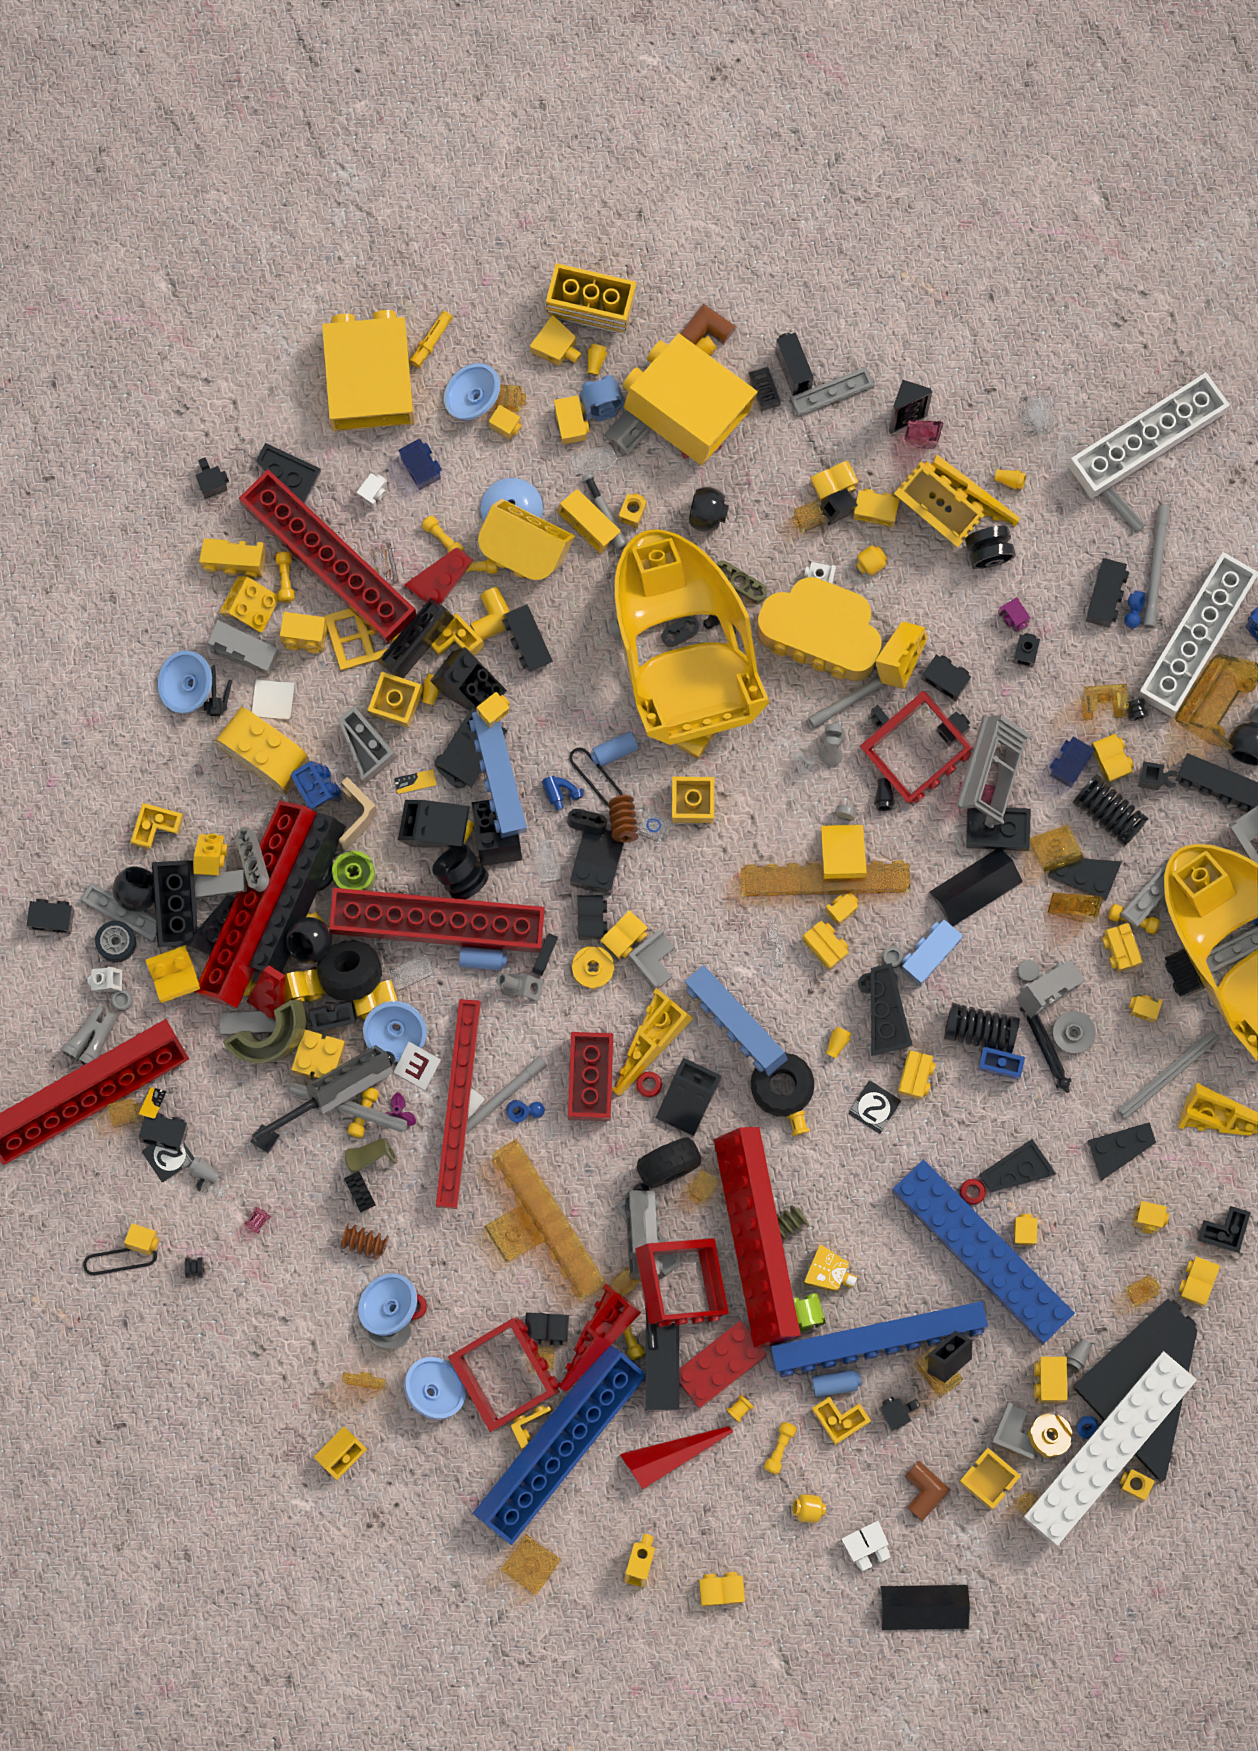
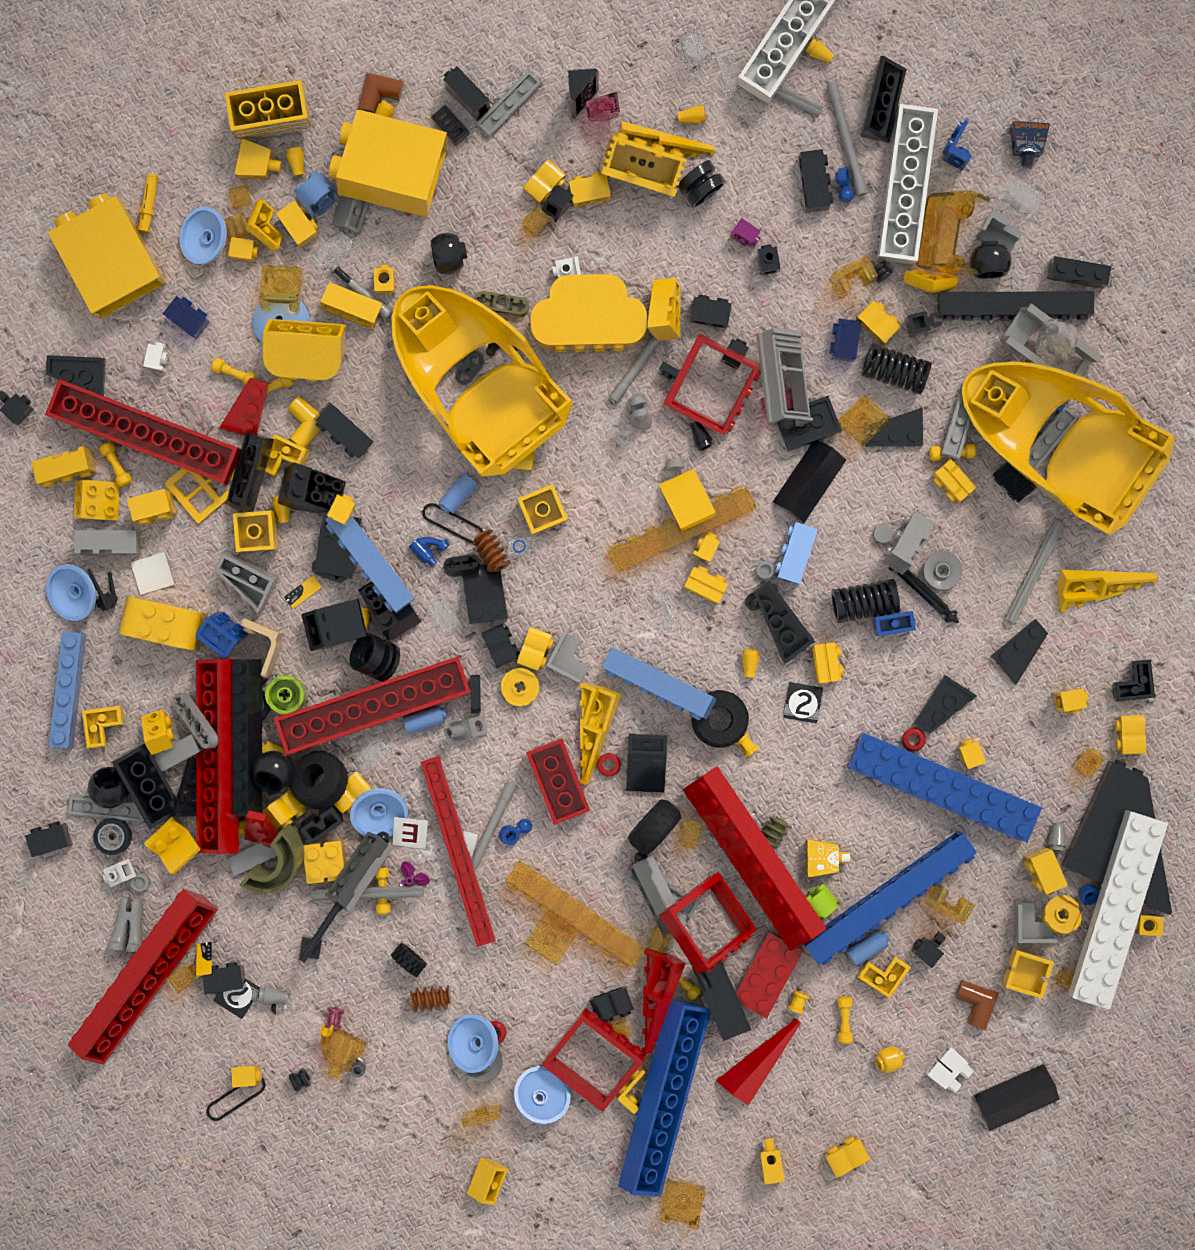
camera: 20 degrees left, 10 degrees up
(137, 776) = (67, 689): none -> medium blue brick
(250, 1256) = (342, 1051): none -> clear yellow torso
(361, 1157) = (399, 927): olive piece -> none
(525, 370) = (240, 196): none -> clear yellow plate
(528, 472) = (280, 285): none -> clear yellow panel
(532, 407) = (260, 225): none -> yellow brick
(871, 560) = (605, 237): yellow head -> none
(950, 1356) = (957, 892): black brick -> none
(1075, 906) = (901, 463): clear yellow slope -> none
(1145, 1007) = (993, 524): yellow brick -> none
(1164, 469) = (819, 51): none -> yellow cone
(1181, 740) = (929, 282): none -> yellow brick
(1209, 543) = (883, 100): none -> black slope

